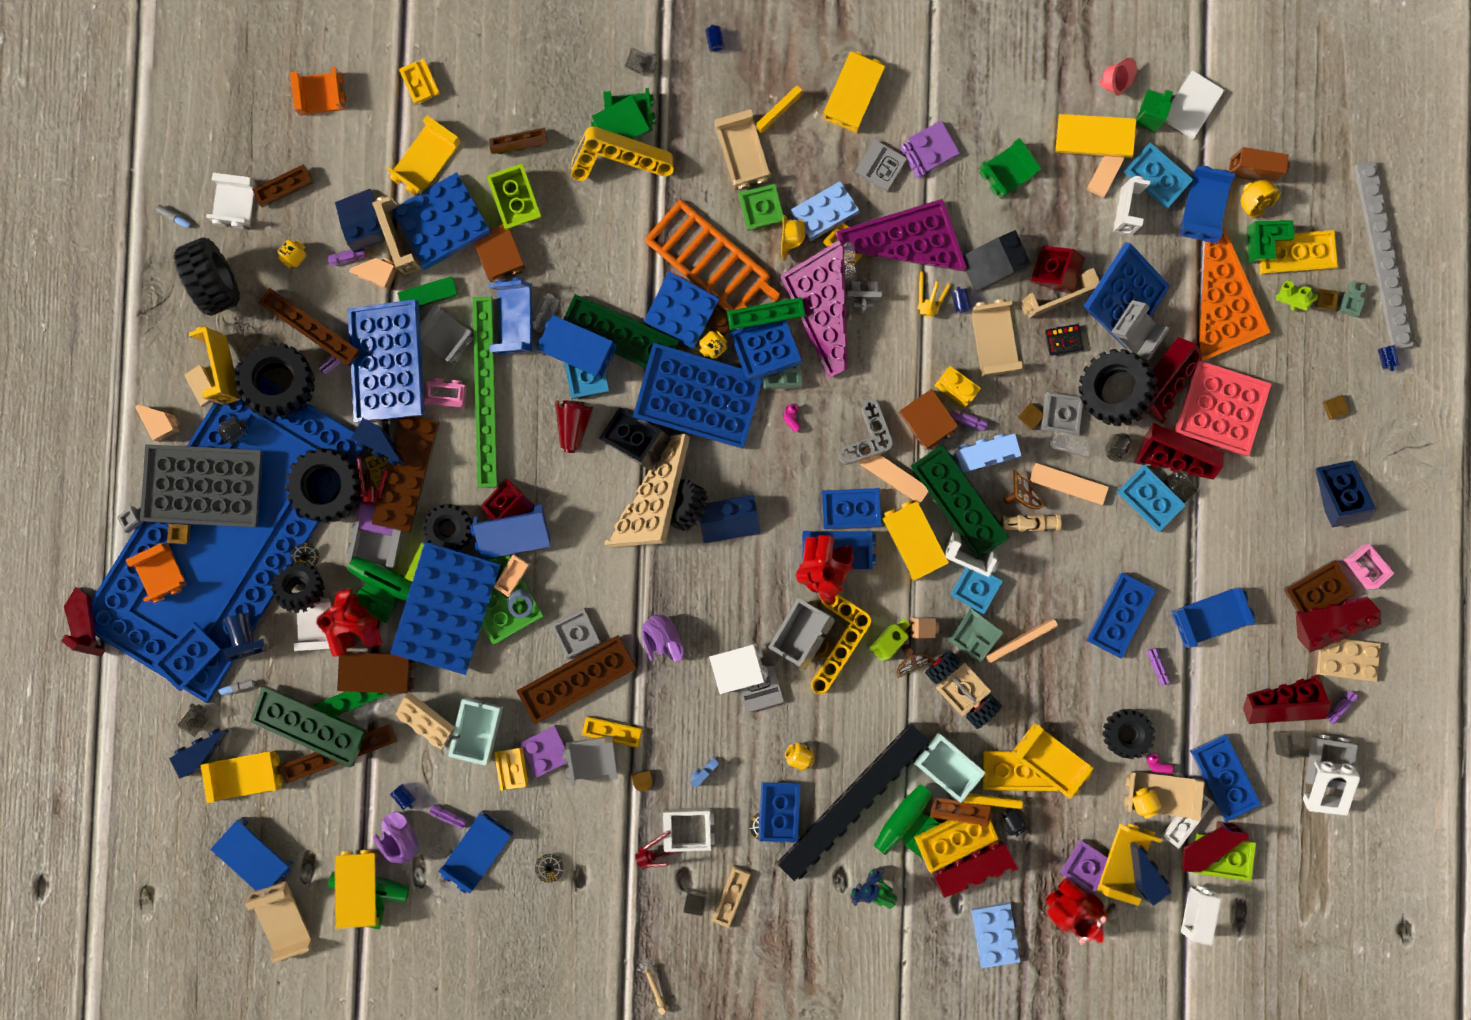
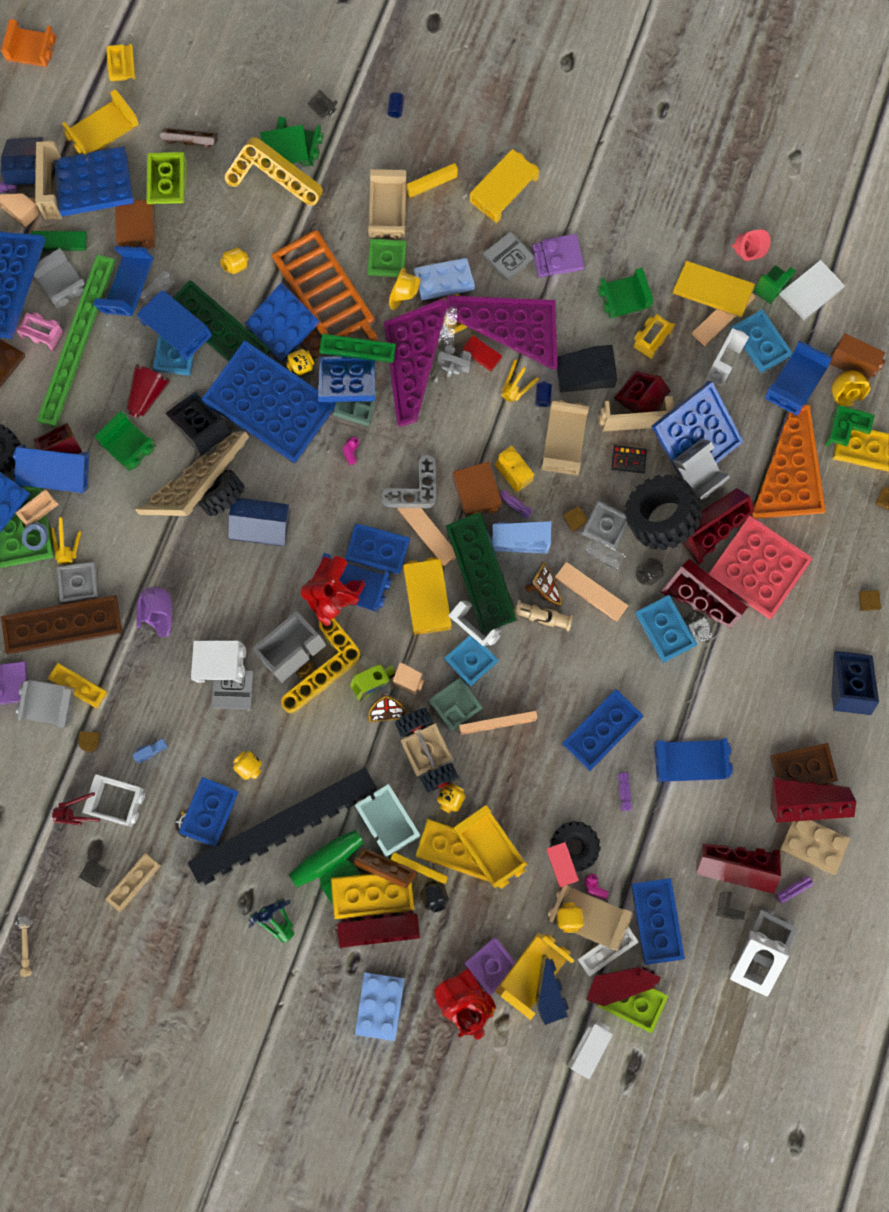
camera: 15 degrees right, 10 degrees down
(553, 610) = (64, 554): none -> yellow plant
(571, 480) = (125, 441): none -> green panel
(611, 259) = (234, 260): none -> yellow head
(887, 276) = (482, 353): none -> red tile
(1000, 726) = (451, 798): none -> yellow head
(1050, 205) = (653, 335): none -> yellow window
(1124, 757) = (562, 864): none -> coral tile
(1296, 297) = (860, 487): lime hips -> none
(1368, 566) = (858, 759): bright pink window -> none

